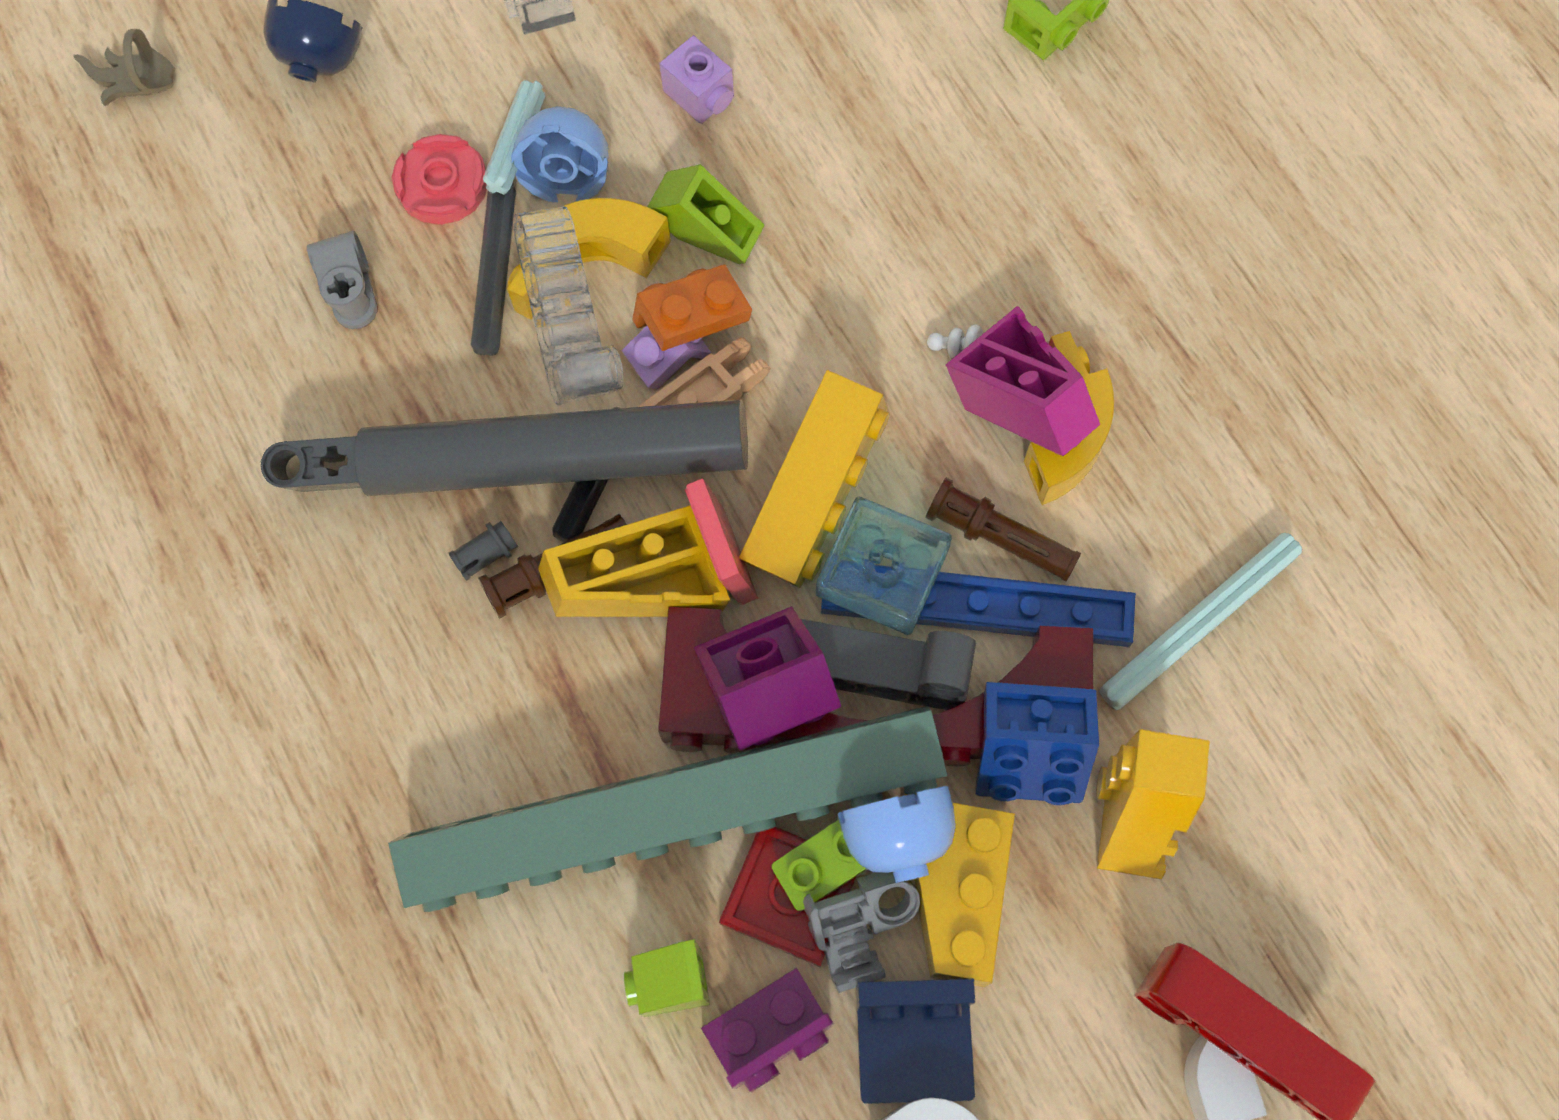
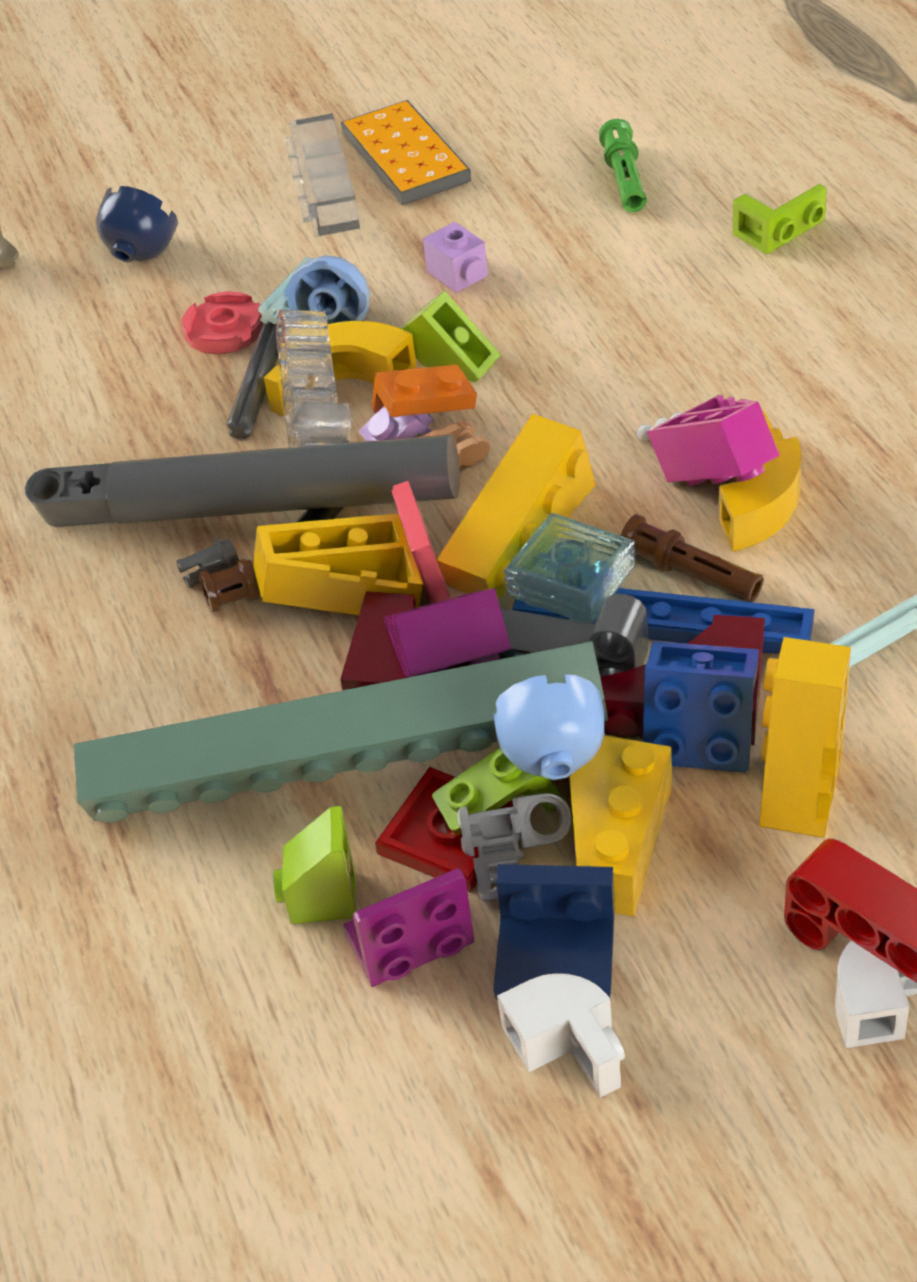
camera: 10 degrees right, 25 degrees down
(344, 279) = (128, 378): light grey piece -> none

